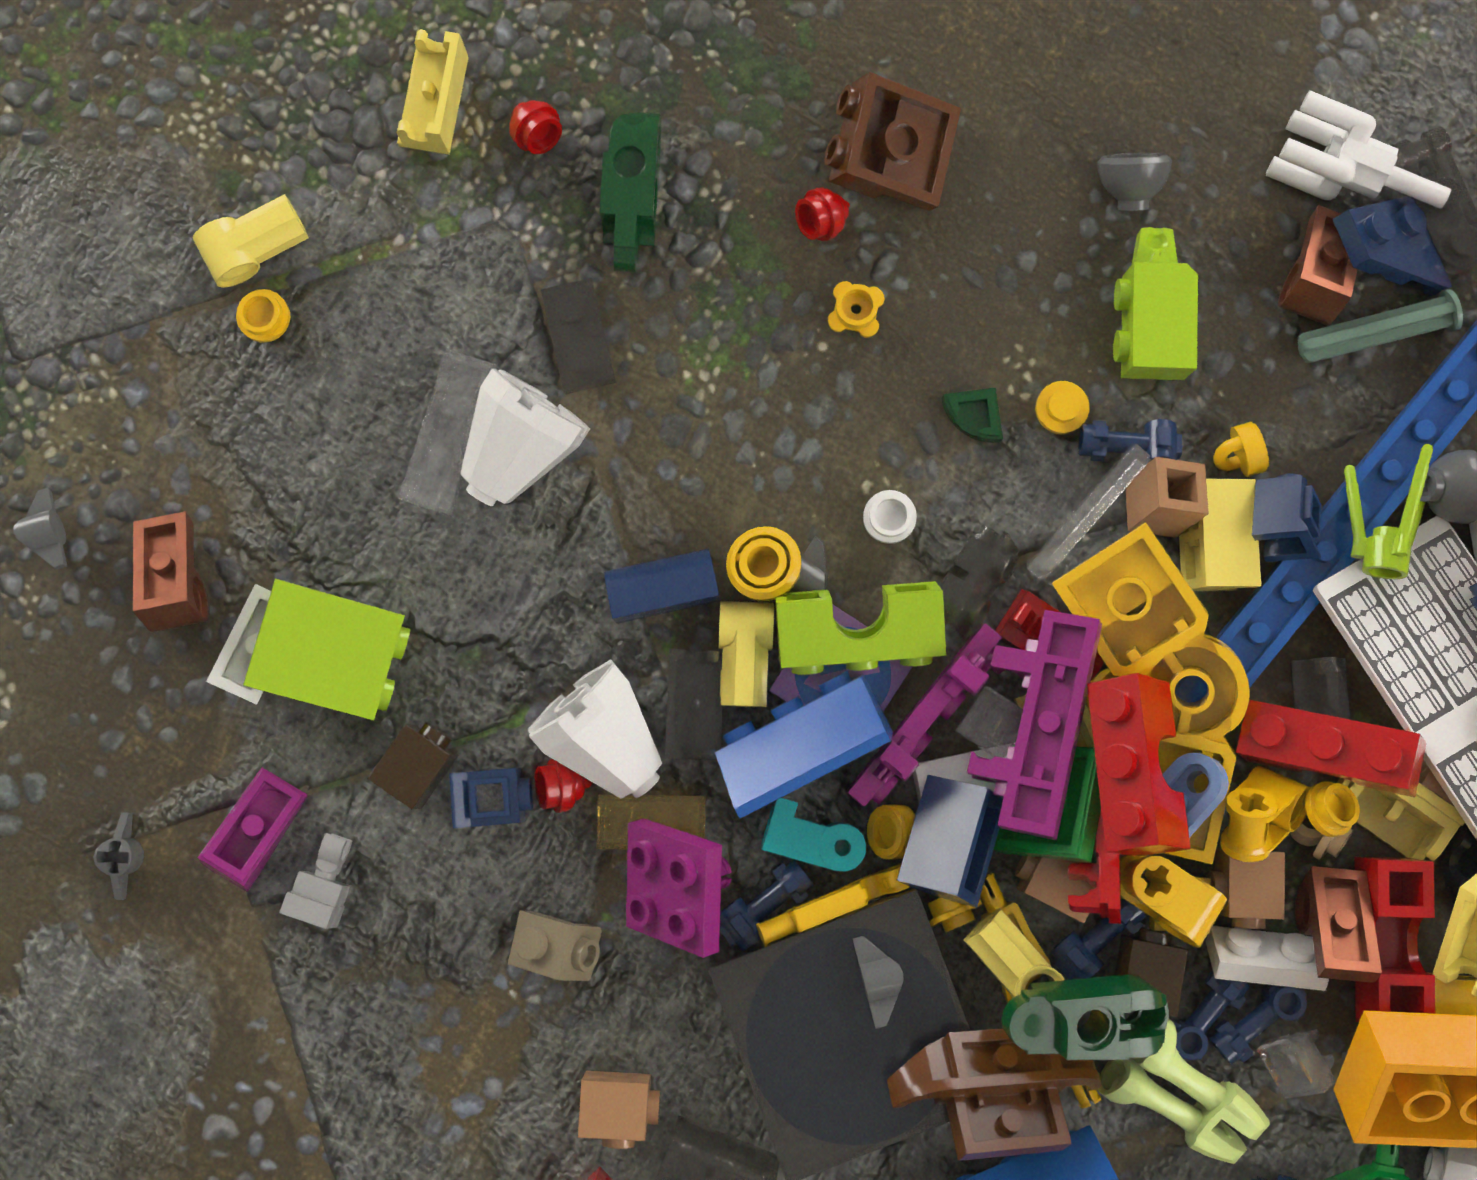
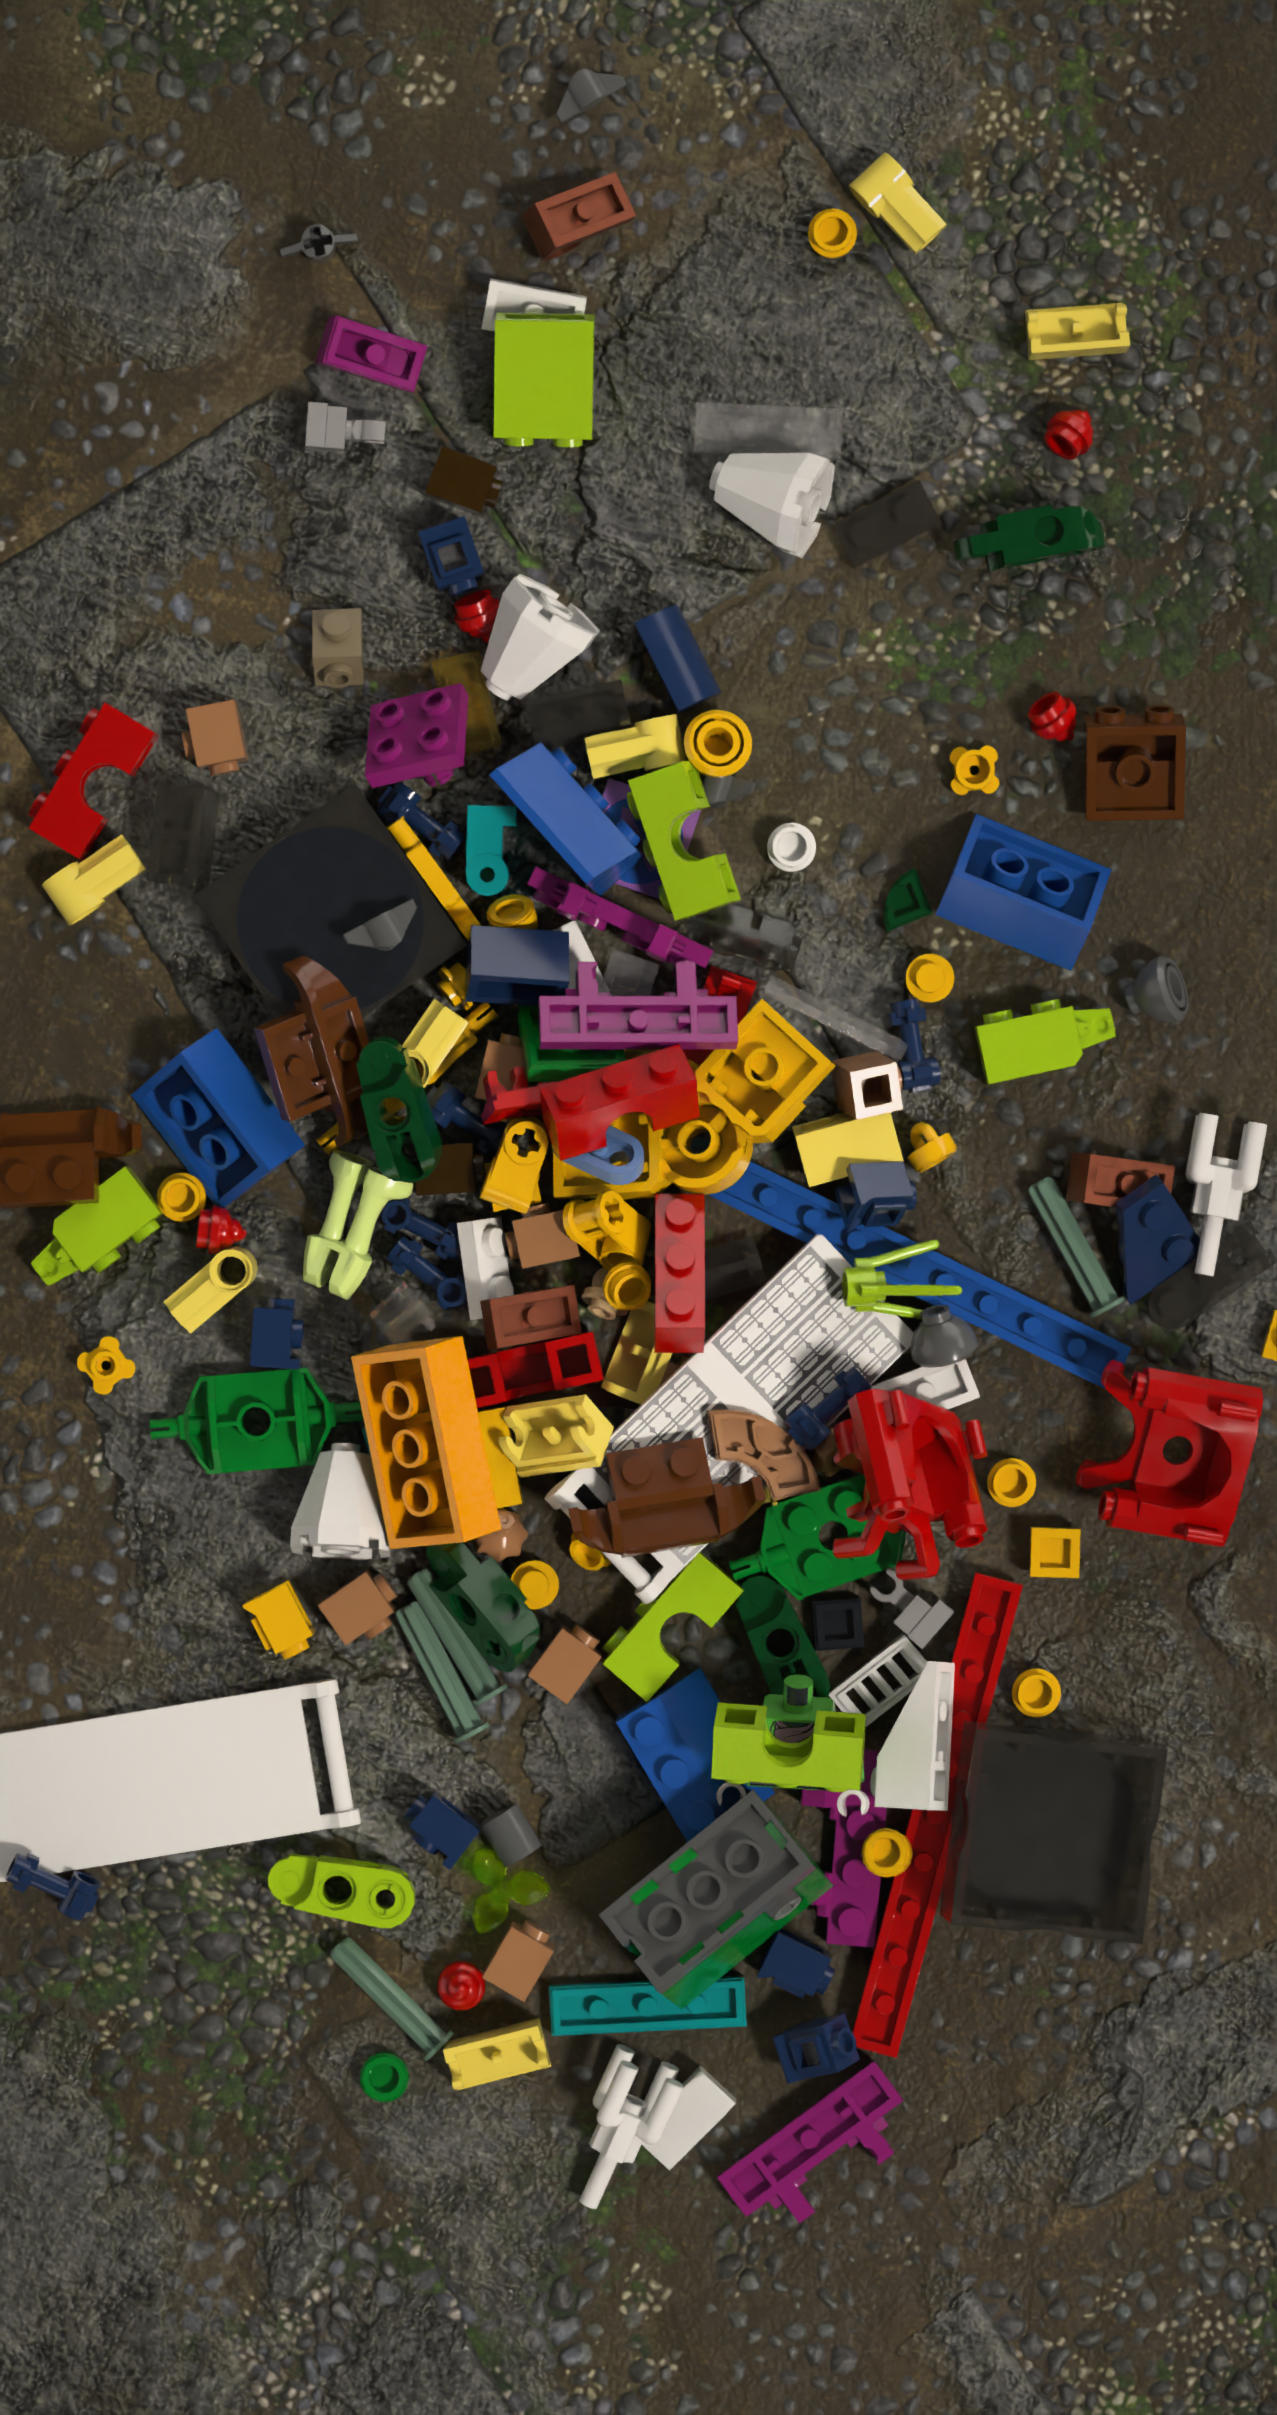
camera: 75 degrees right, 5 degrees up
(998, 287) = (1023, 892): none -> blue slope

